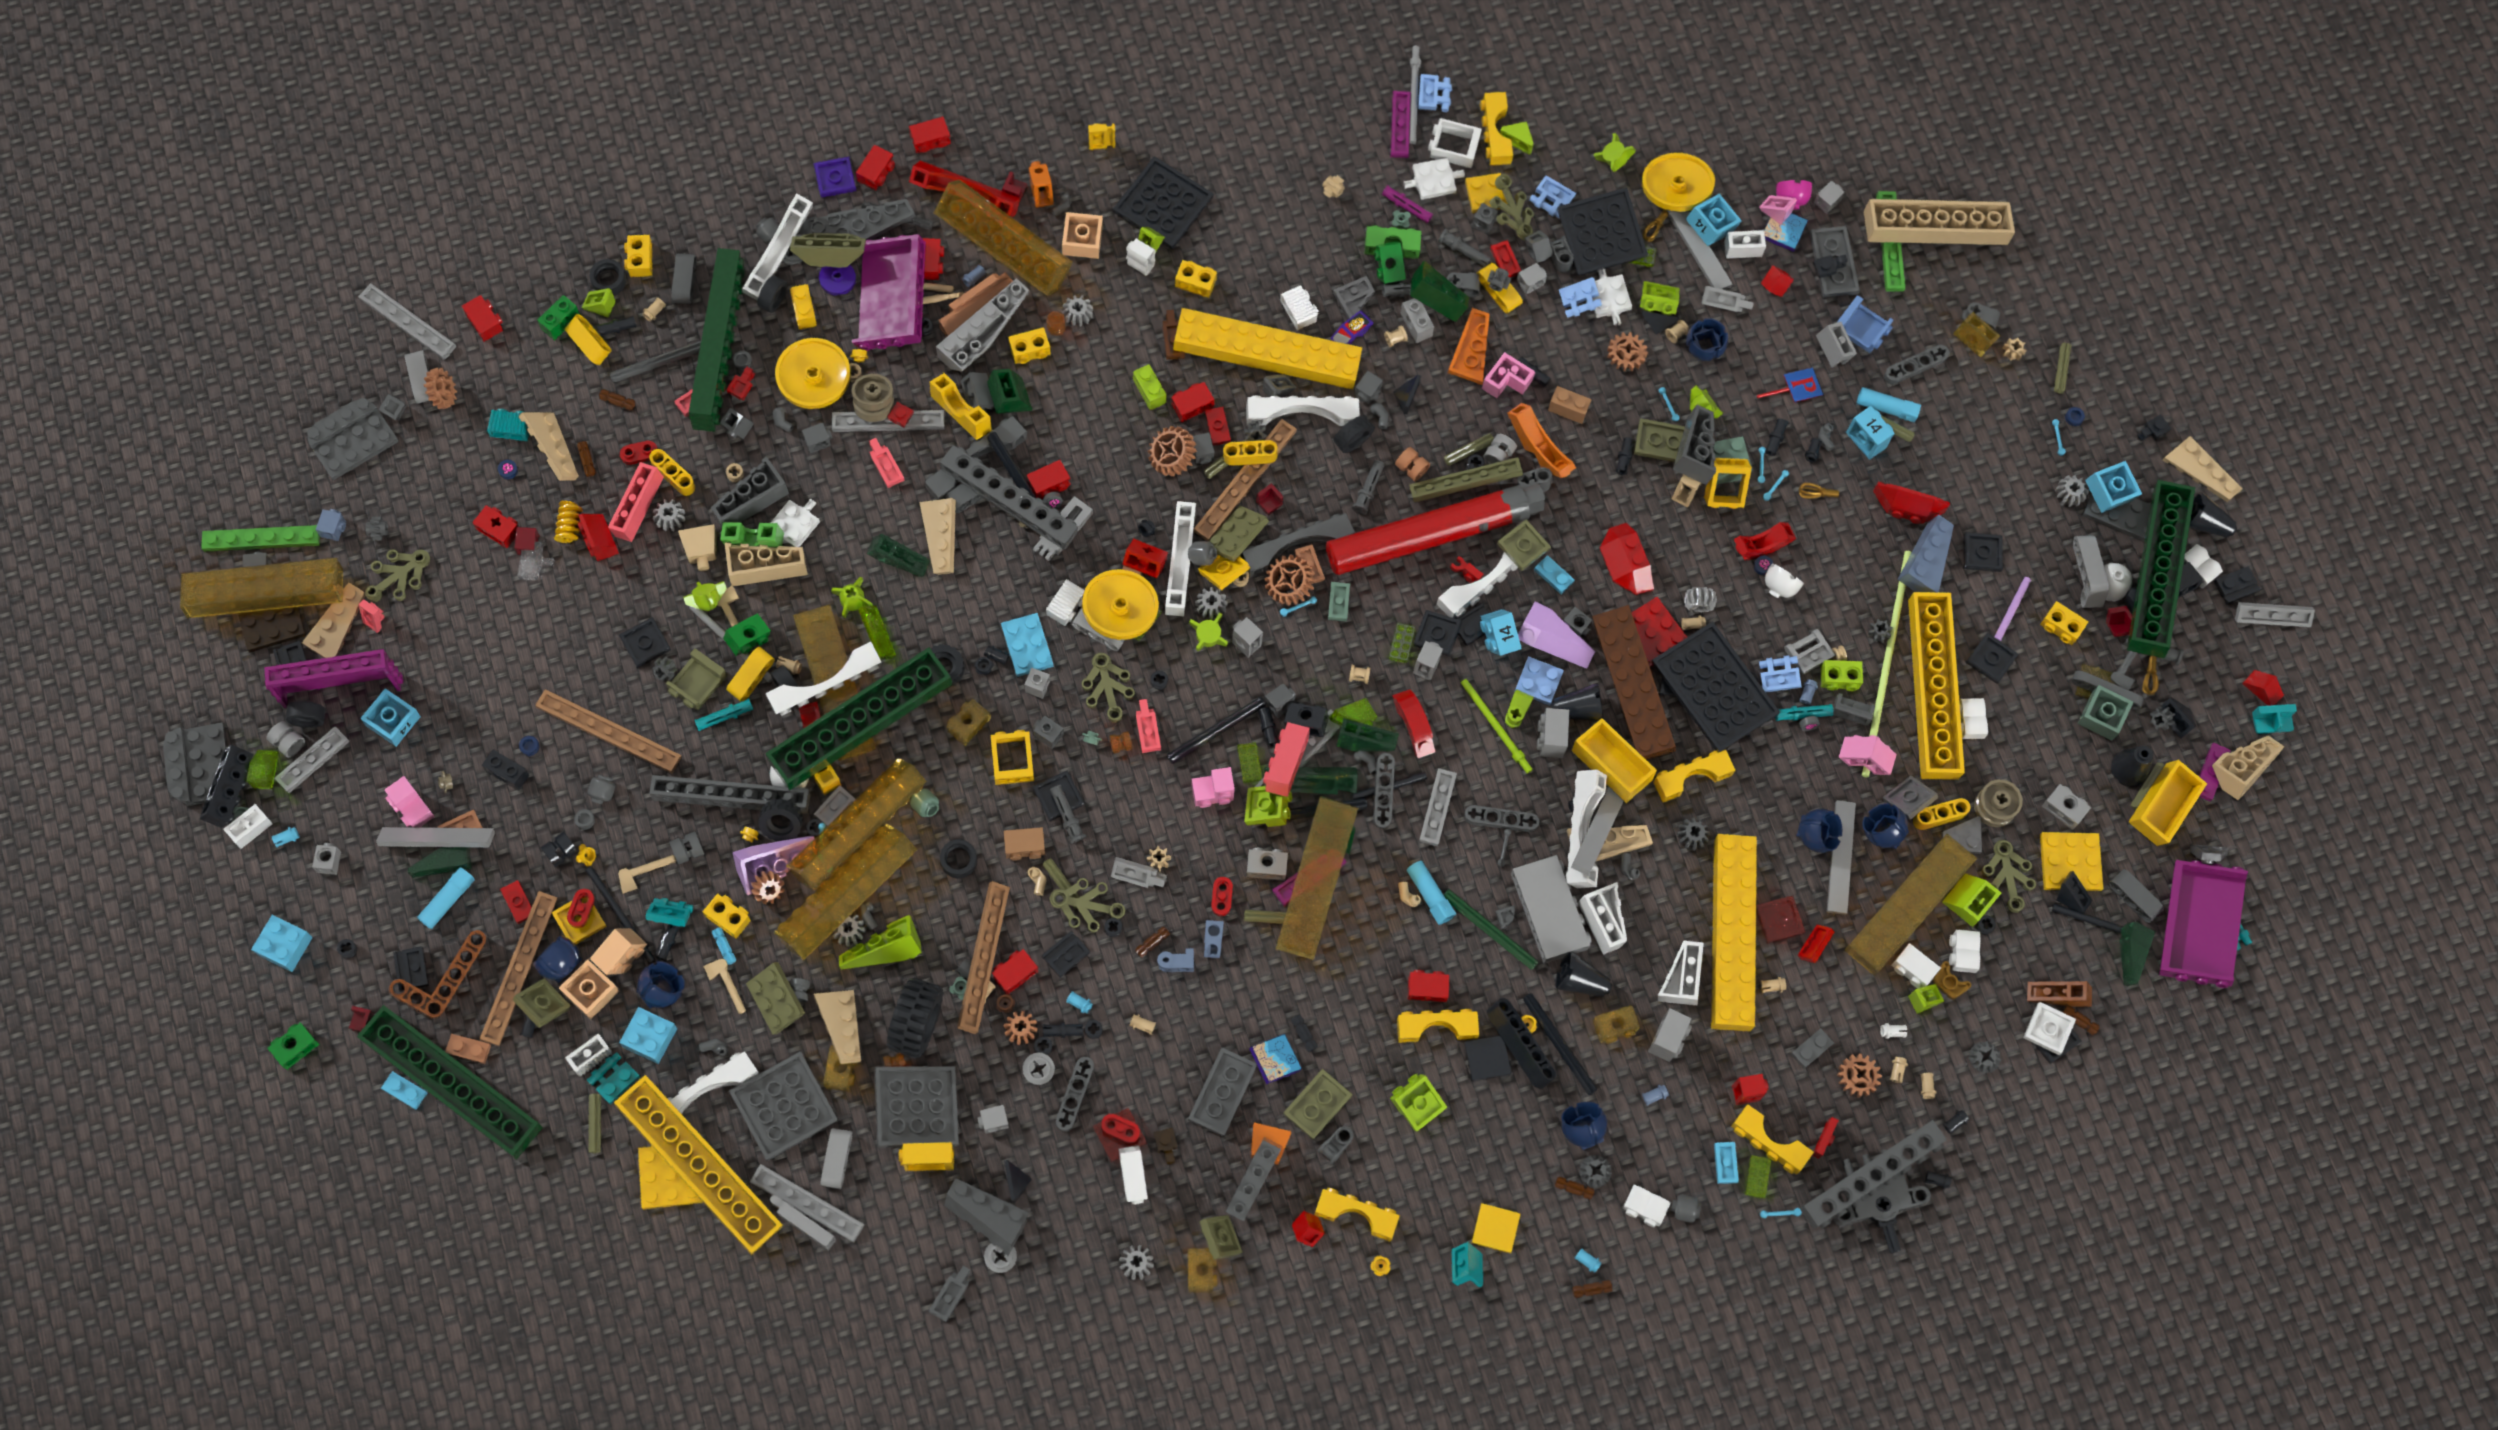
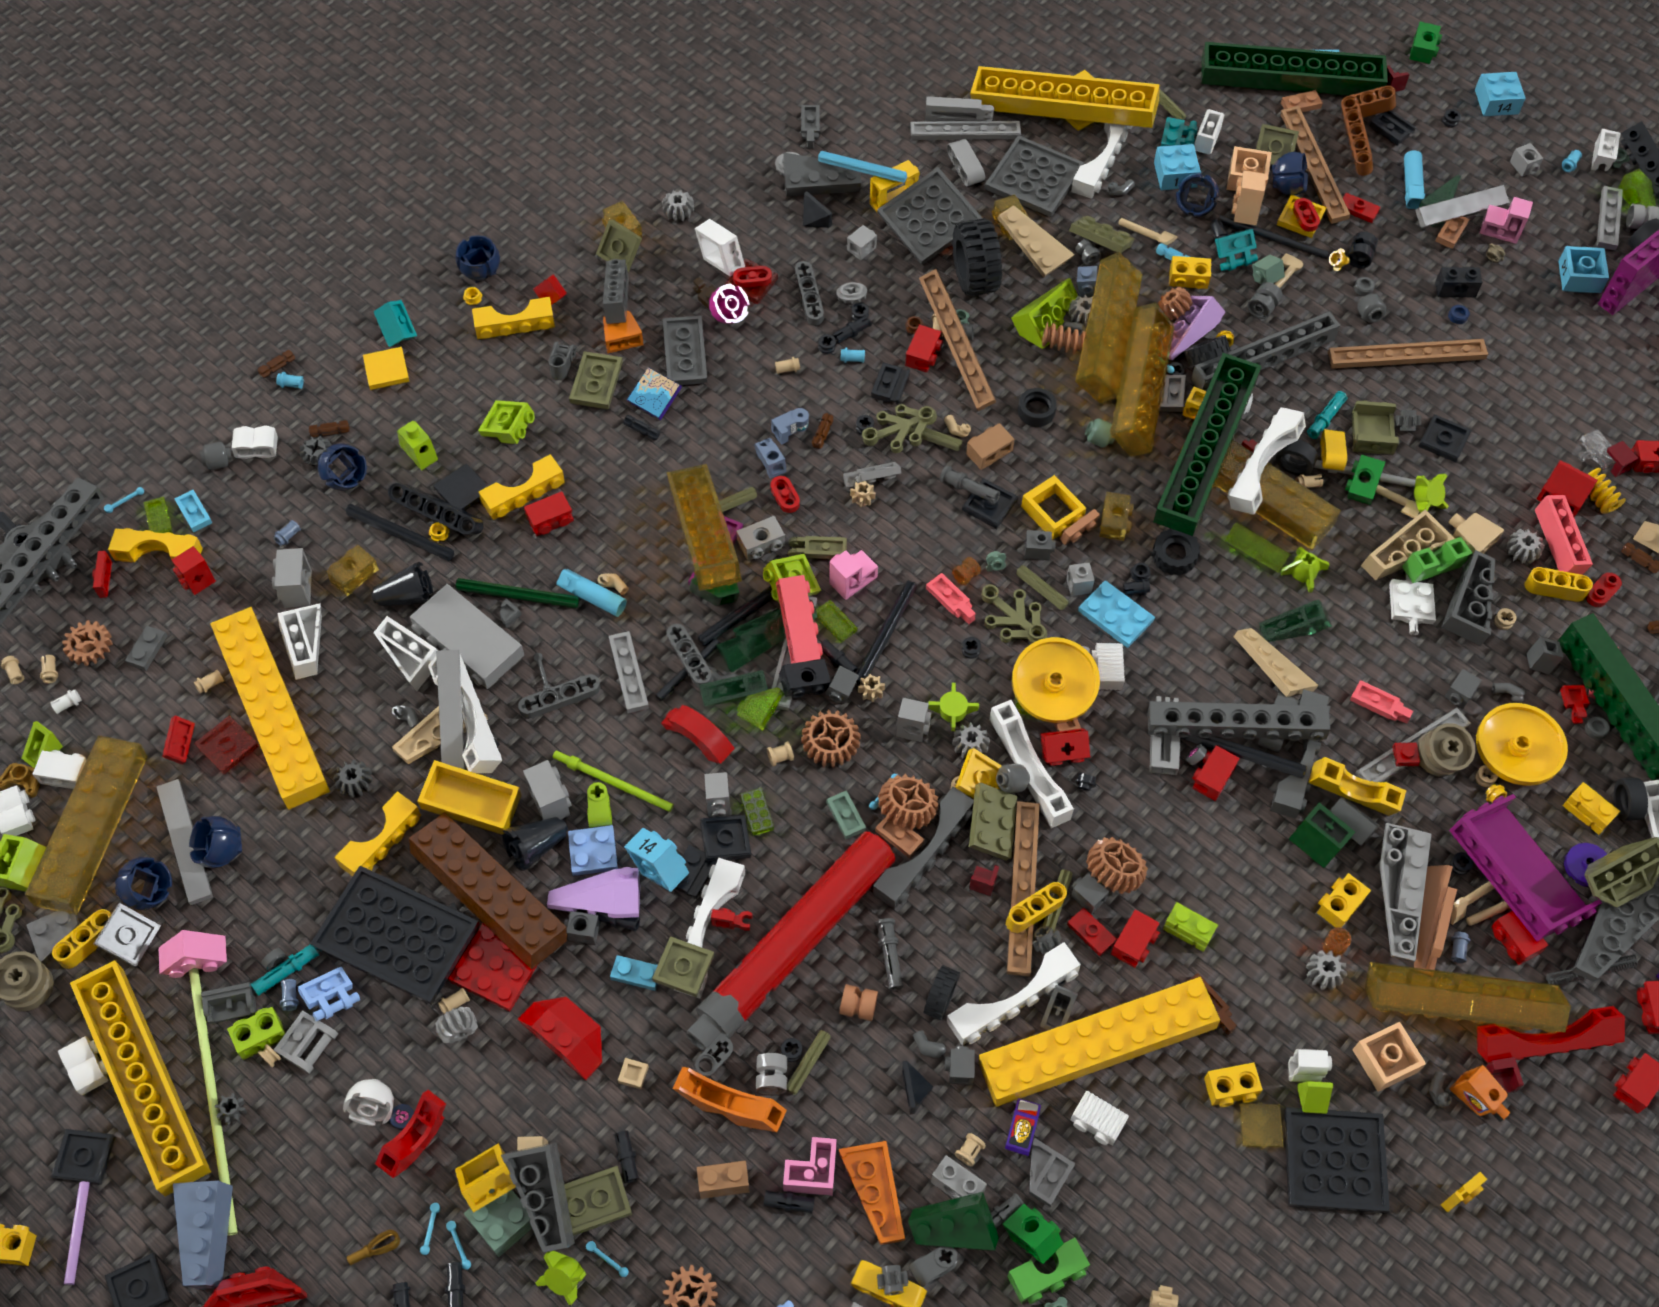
camera: 155 degrees right, 10 degrees down
(659, 875) = (1268, 270): none -> sand green brick
(825, 954) = (1087, 280): none -> sand blue brick
(892, 904) = (1063, 338): none -> nougat piece
(952, 1177) = (862, 166): none -> medium azure axle
(1007, 726) = (1074, 532): none -> nougat plate
(1014, 1024) = (888, 312): nougat gear -> none
(1069, 698) = (1042, 587): none -> olive axle
(1160, 1110) = (728, 304): none -> dark pink cylinder
(1194, 249) = (1261, 1125): none -> clear yellow piece
(1223, 831) = (817, 546): none -> olive hinge
(1255, 683) = (873, 682): none -> tan gear
(1307, 663) = (817, 746): none -> nougat gear
(1360, 1281) = (475, 251): none -> dark blue piece
(1466, 479) = (788, 1015): olive plate -> none
(1508, 1119) = (411, 439): none -> lime torso
(1592, 505) = (633, 1073): none -> tan plate

